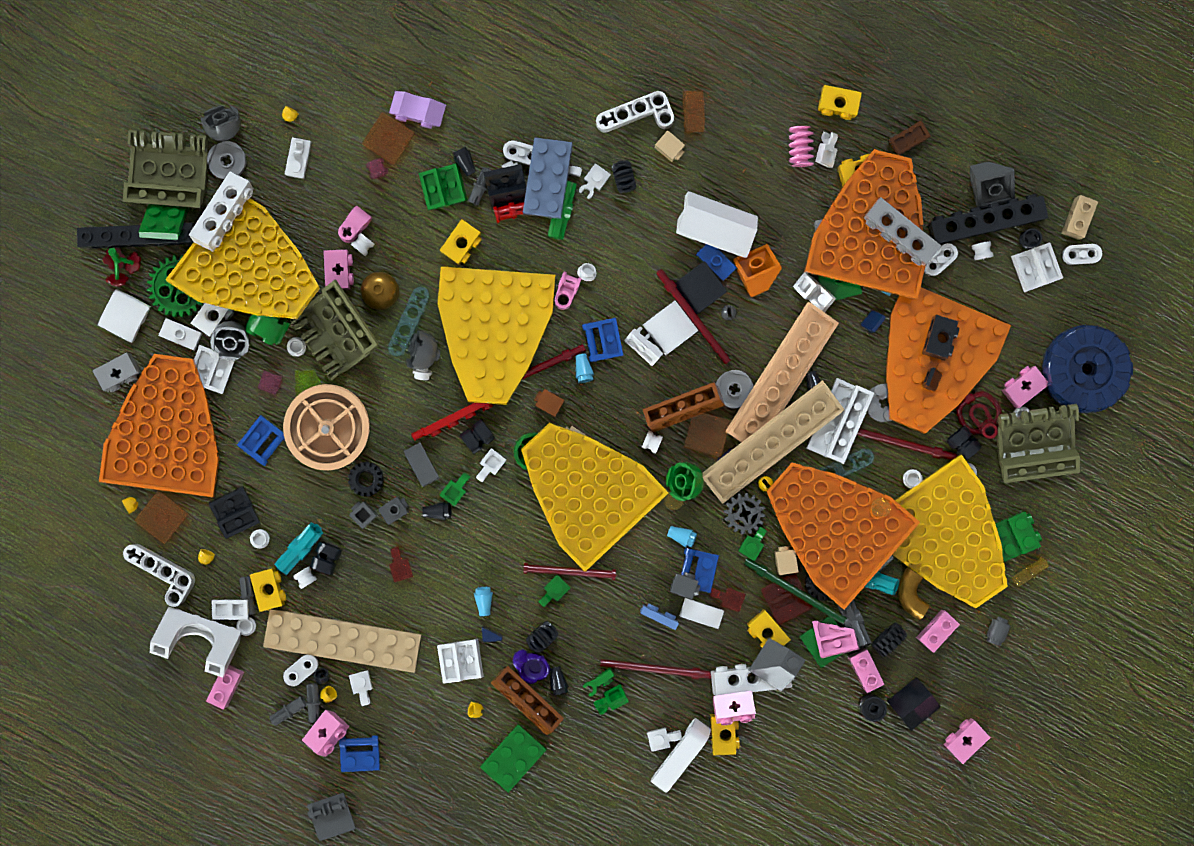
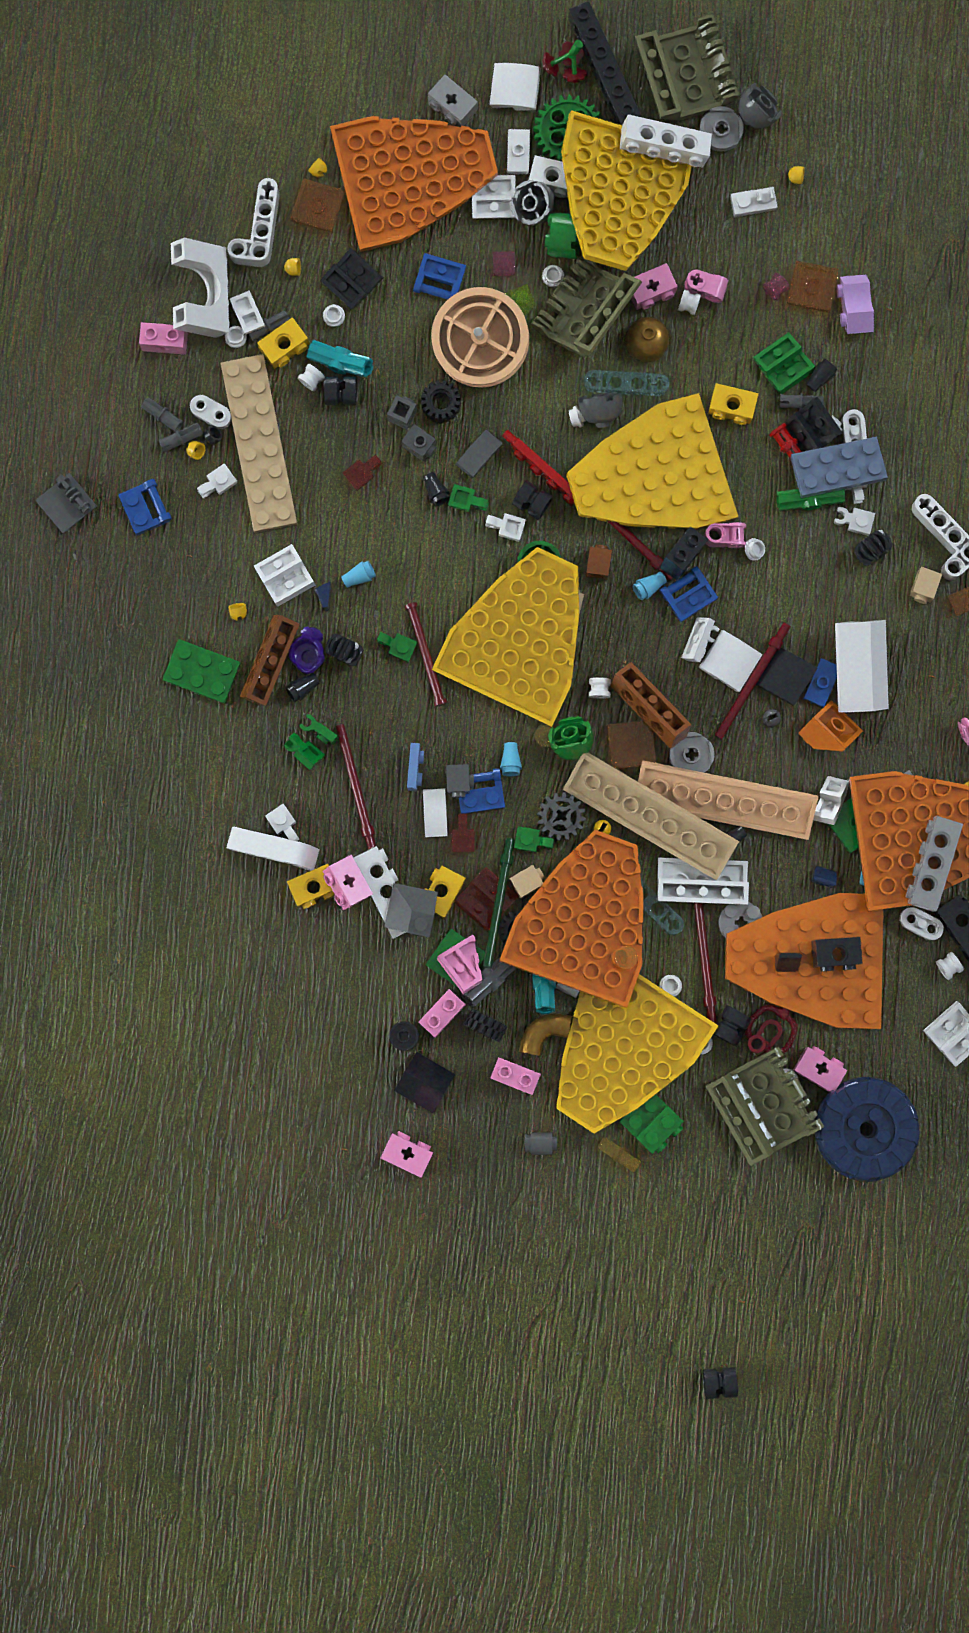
camera: 75 degrees right, 5 degrees down
(163, 222) = (630, 85): green plate -> none
(325, 733) = (153, 461): bright pink brick -> none
(569, 331) = (683, 553): none -> black brick

